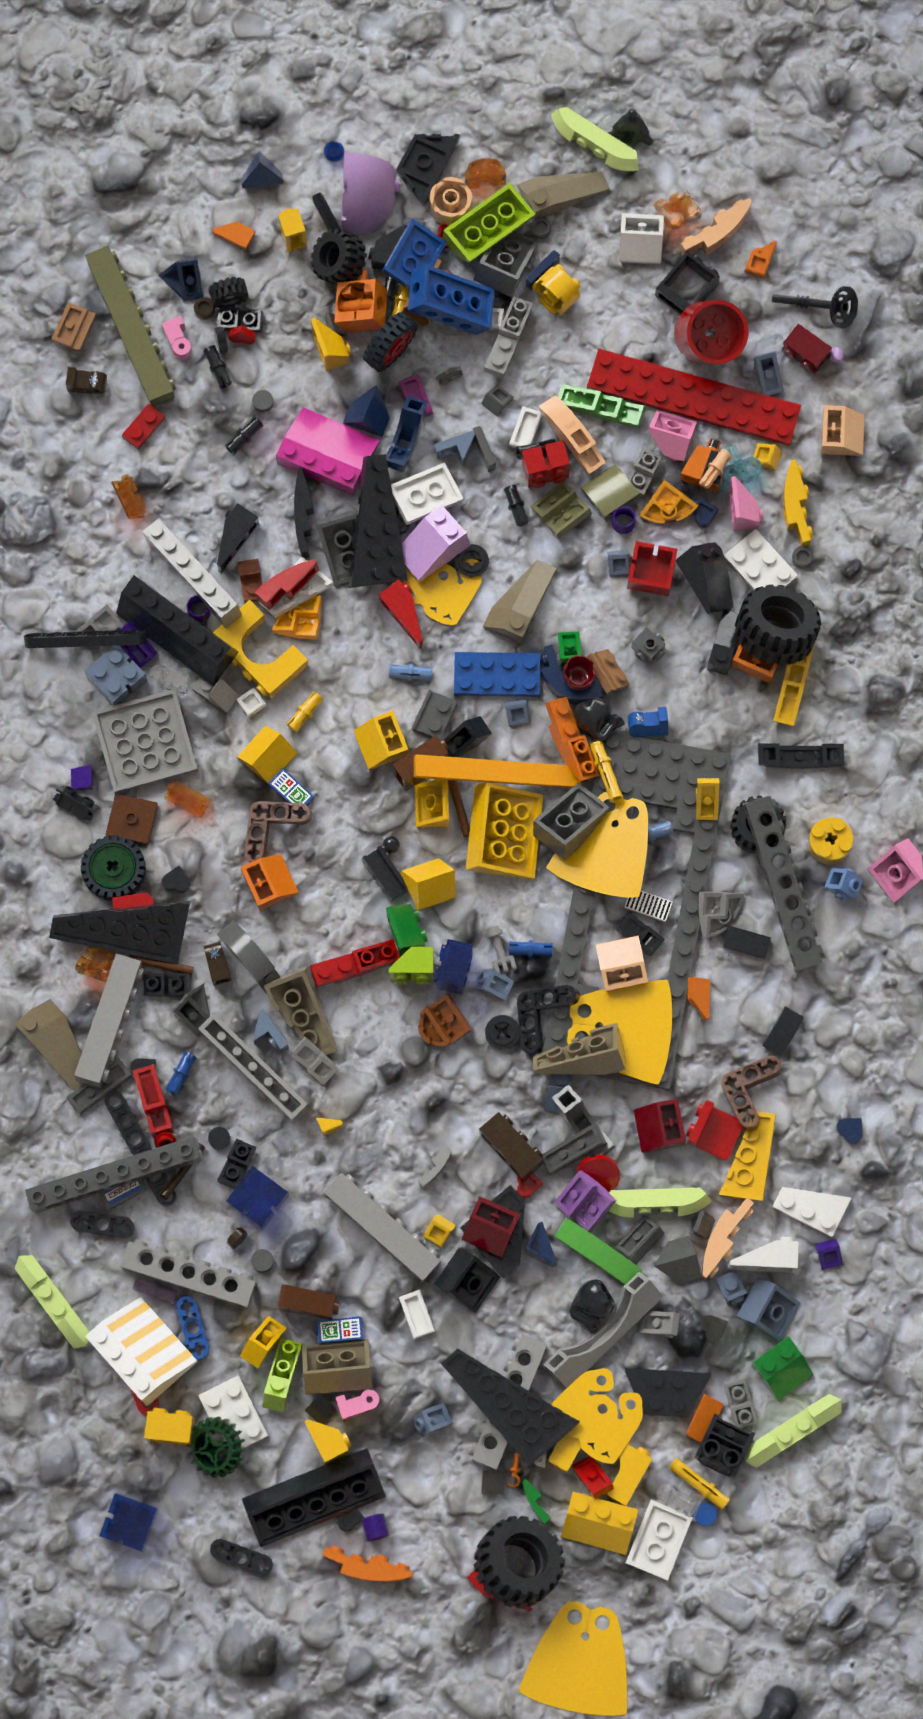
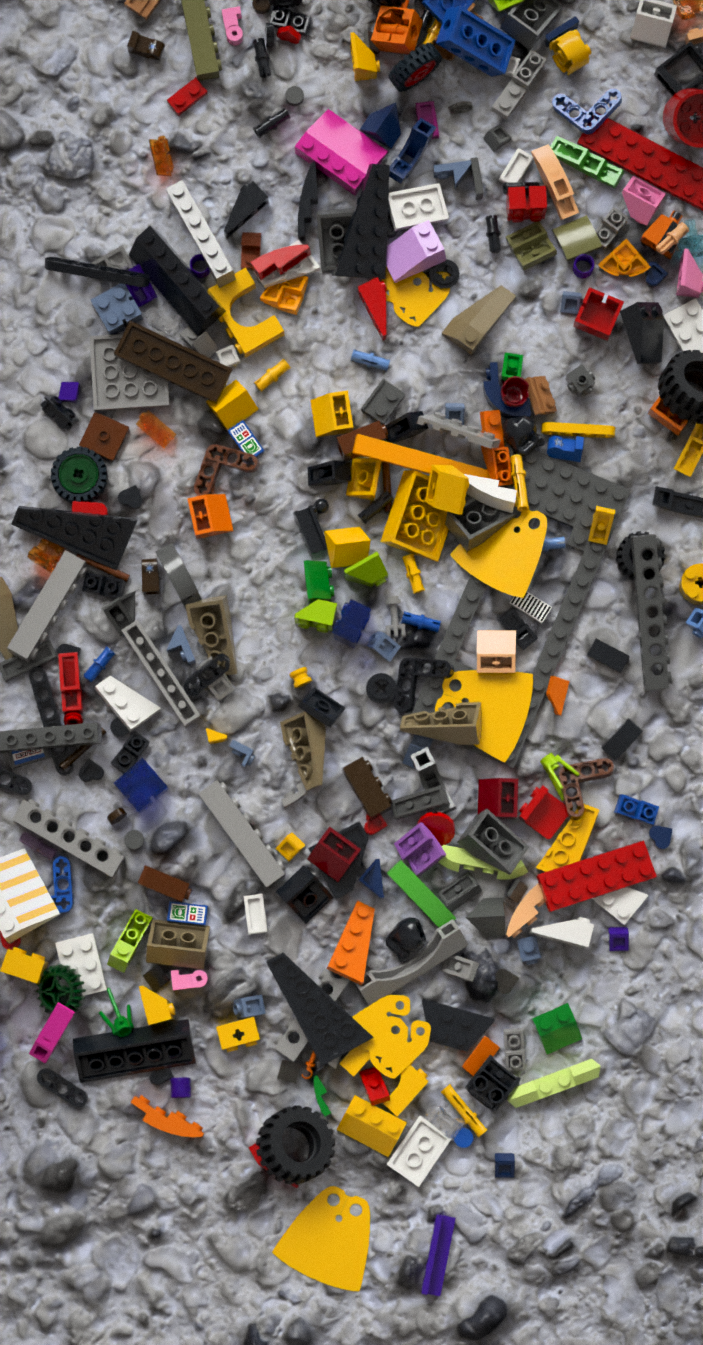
camera: 10 degrees right, 5 degrees up
(191, 720) = (173, 362): none -> dark brown plate
(197, 1194) = (91, 771): none -> black tile
(217, 1496) = (51, 1033): none -> dark pink slope
(220, 1109) = (126, 703): none -> white wing
(263, 1342) = (119, 909): yellow slope -> none
(294, 1470) = (122, 1025): none -> green plant
(319, 1050) = (204, 683): none -> black beam
(354, 964) = (267, 602): red slope -> none
(360, 1134) = (240, 750): none -> sand blue bracket
(392, 806) = (329, 473): none -> black slope
(409, 1039) = (300, 677): none -> yellow wheel
(431, 1107) = (307, 743): none -> dark tan wedge
(435, 1441) = (227, 1031): none -> yellow brick
(441, 1066) = (322, 707): none -> black tile
(443, 1022) = (332, 669): dark orange slope -> none
(452, 832) = (375, 507): none -> black pin
(459, 905) = (367, 571): none -> lime slope
(497, 674) = (444, 377): blue plate -> none
(510, 897) = (413, 573): none -> yellow pin
(524, 727) = (458, 430): none -> light grey wing
(527, 794) = (447, 489): none -> yellow slope
(534, 1327) = (353, 946): none -> orange wing
(574, 789) = (488, 493): none -> white slope
(590, 356) = (586, 116): none -> beam
(656, 700) = (581, 430): none -> yellow beam
(665, 1175) = (493, 842): none -> dark grey slope
(706, 1652) = (438, 1255): none -> dark purple fence
(710, 1077) = (550, 765): none -> lime plant
(717, 910) = (588, 623): light grey brick -> none
(724, 644) = (646, 393): black slope -> none
(758, 1535) = (504, 1165): none -> dark blue slope
(768, 1309) = (556, 975): sand blue slope -> none
(788, 1188) = (596, 876): none -> red plate
(816, 1105) = (636, 809): none -> blue slope

